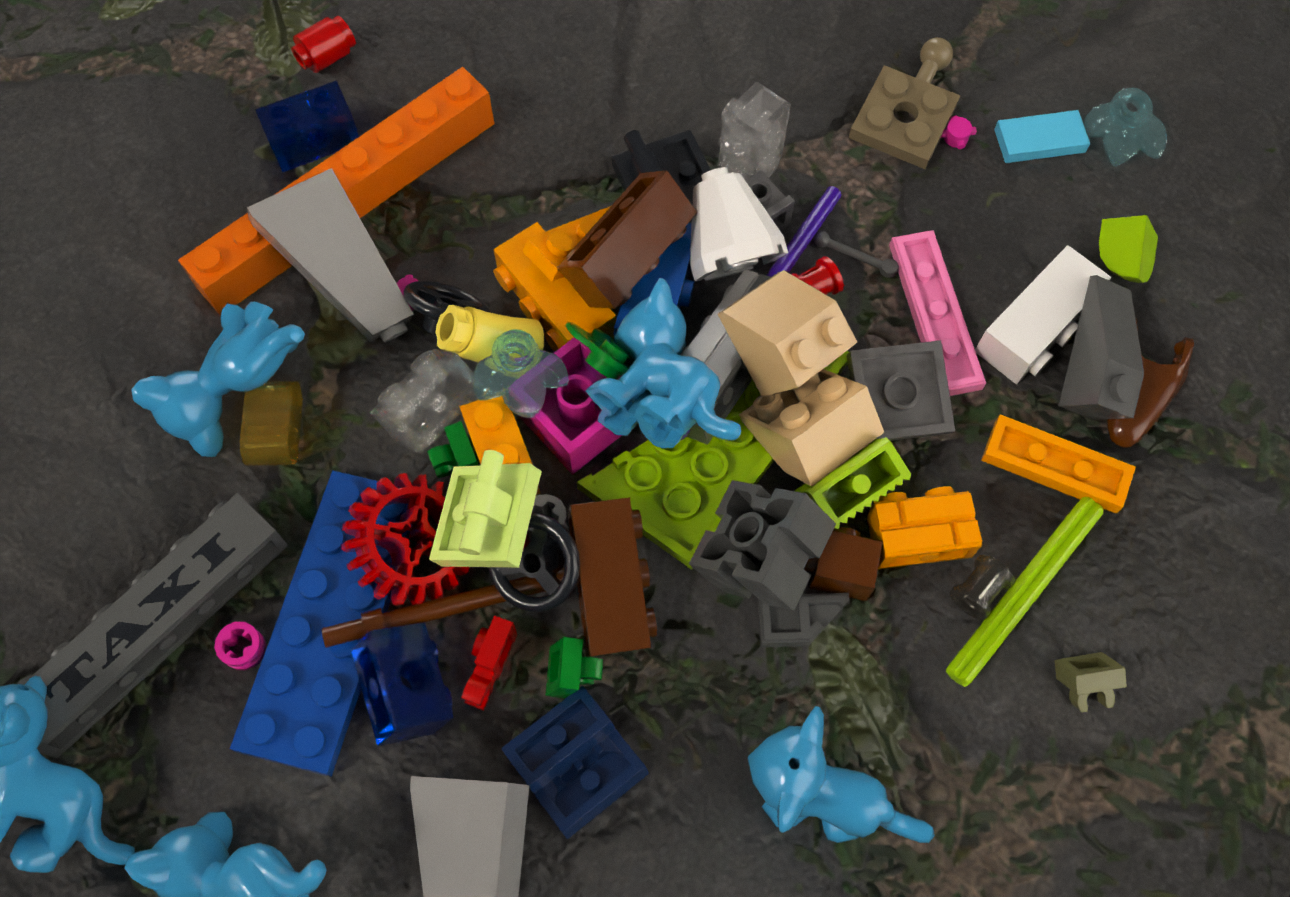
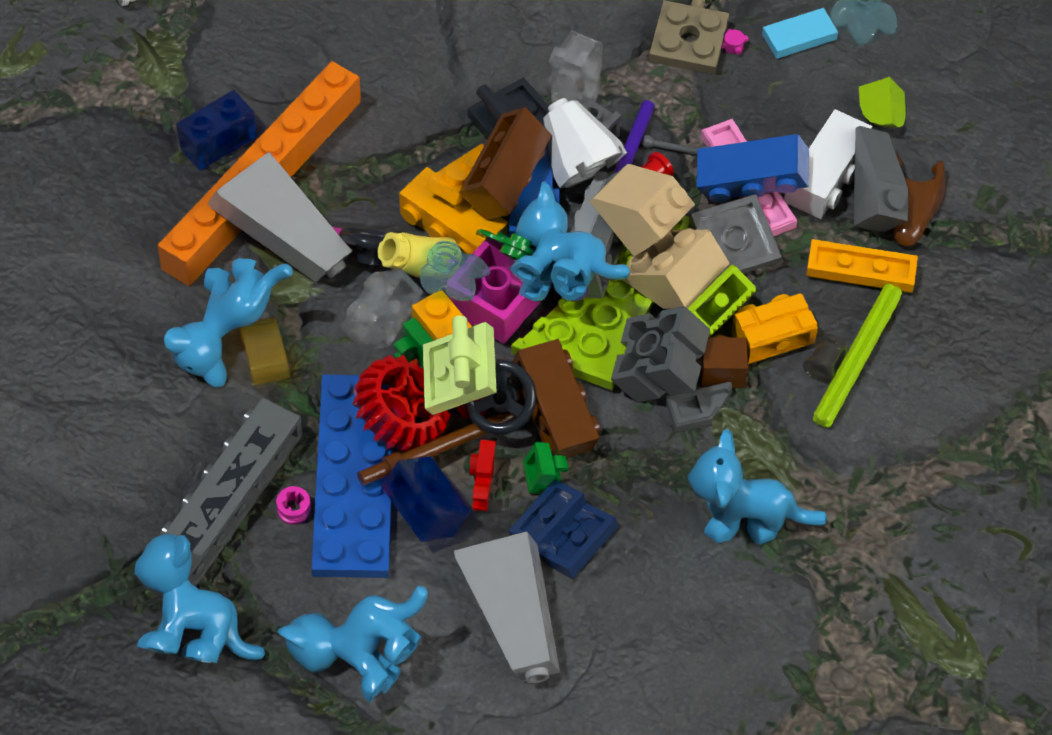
camera: 15 degrees left, 10 degrees down
(323, 43) = (203, 64): red brick -> none
(946, 305) = (753, 168): none -> blue brick
(1089, 675) = (913, 399): olive tile -> none

